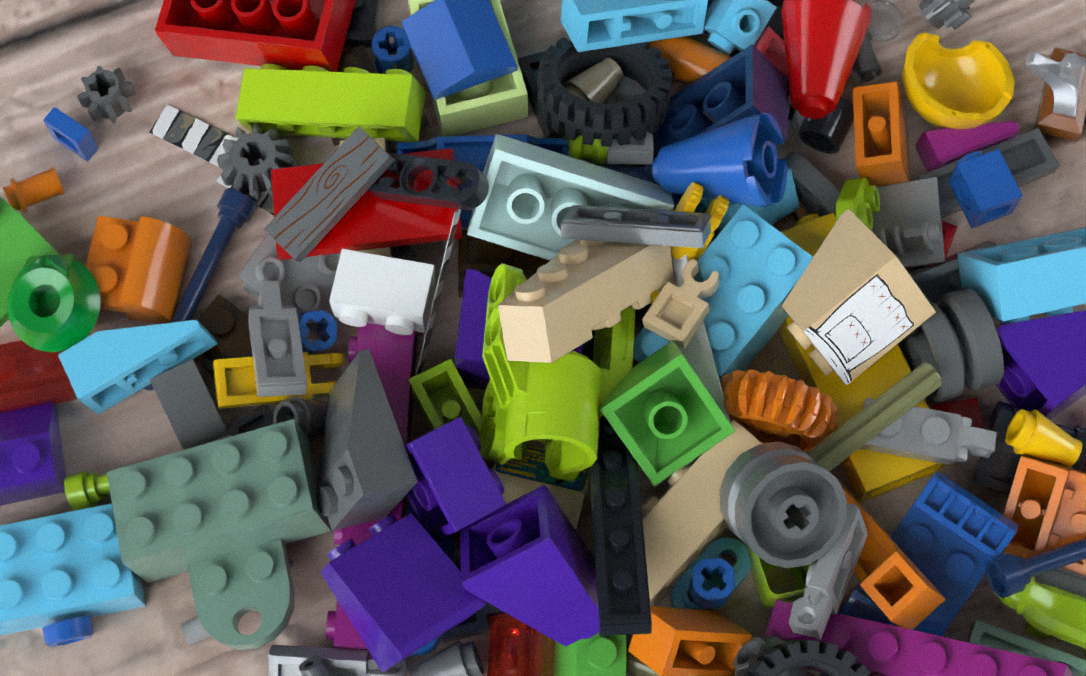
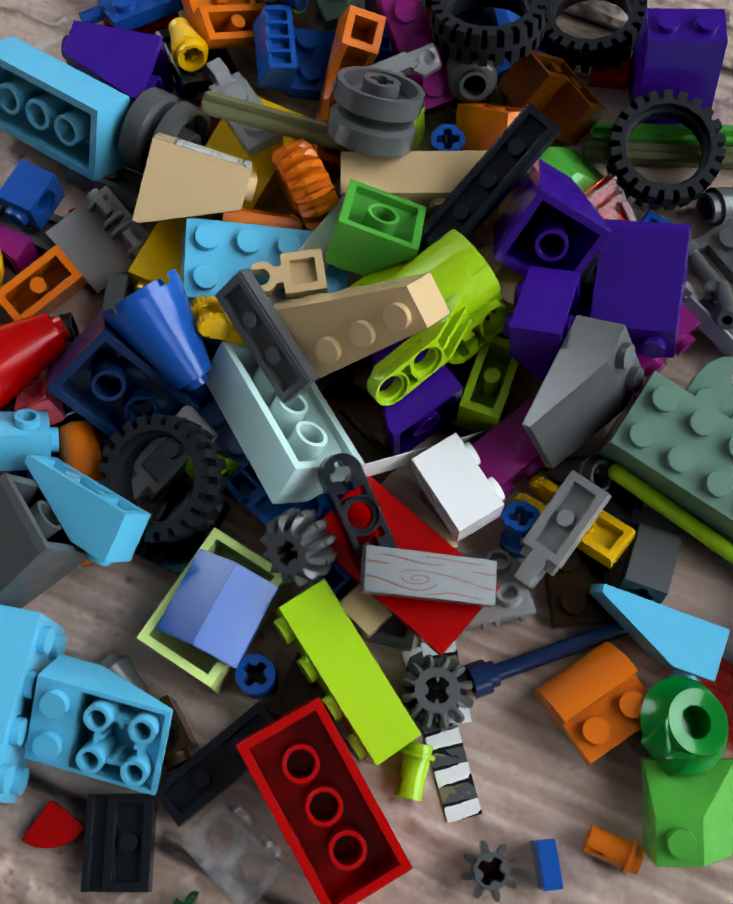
camera: 130 degrees left, 0 degrees up
(219, 104) = (414, 770): none -> lime pin
(445, 126) = (299, 546): none -> dark grey gear
(596, 82) = (165, 493): dark tan cone -> none
(774, 349) = (262, 217): none -> orange tile
(859, 199) = (123, 246): lime plate -> none

